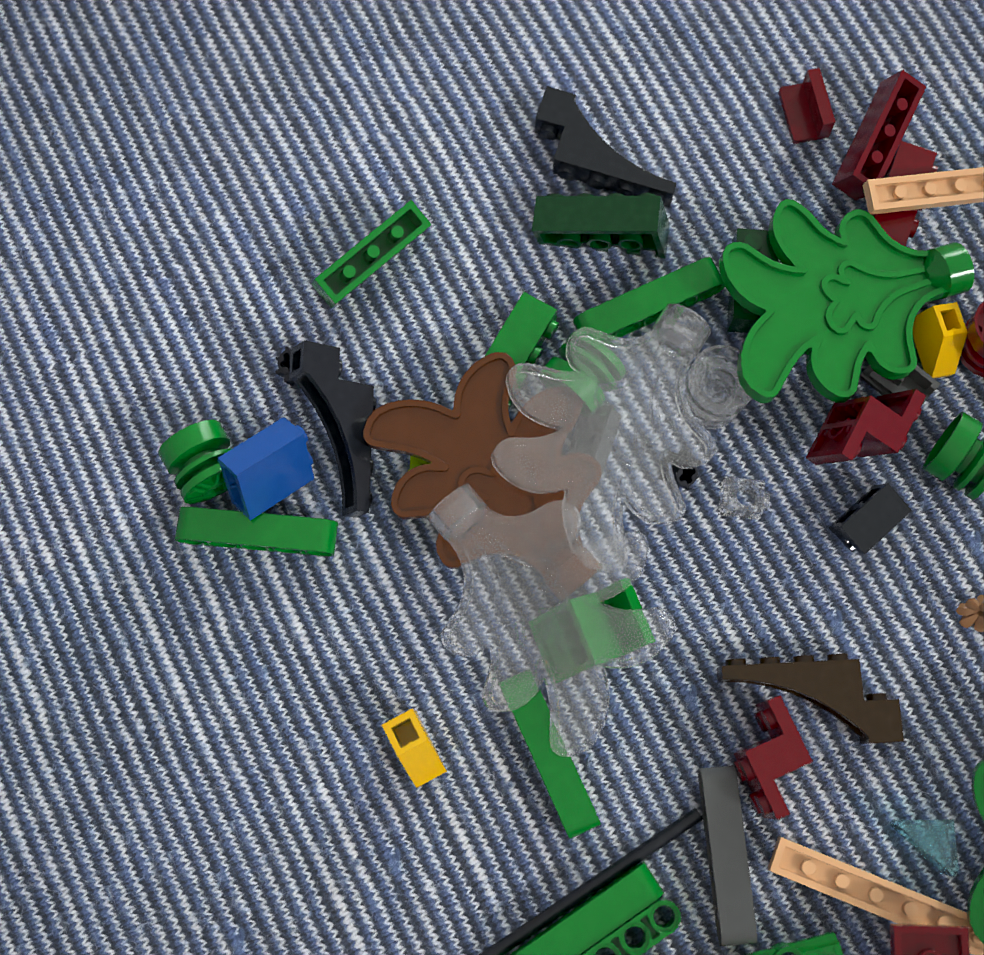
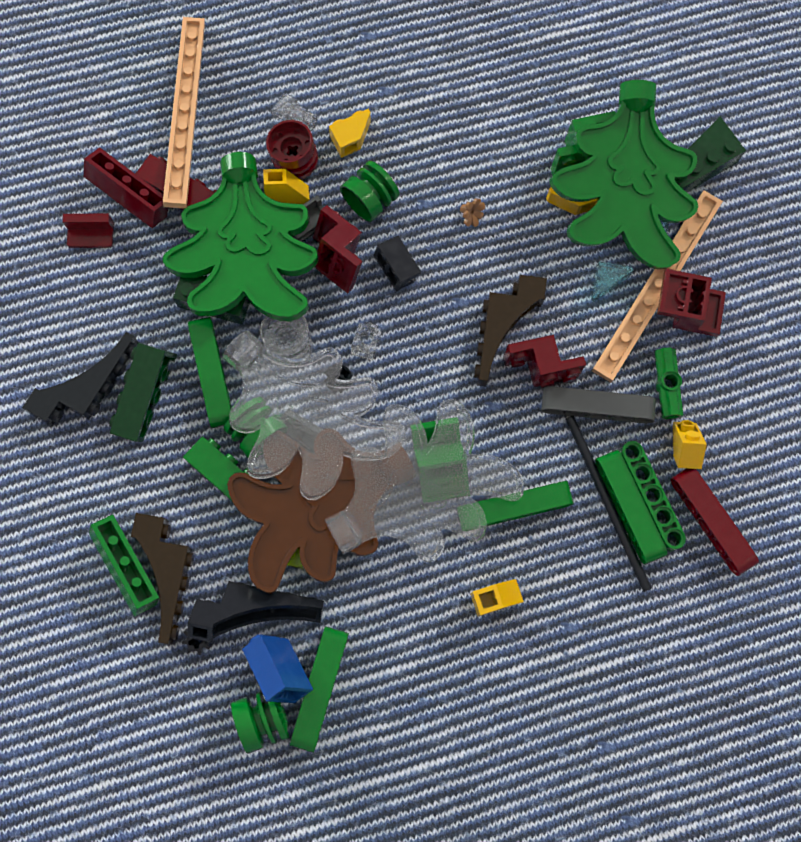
camera: 90 degrees left, 0 degrees up
(377, 313) = (170, 568): none -> dark brown arch

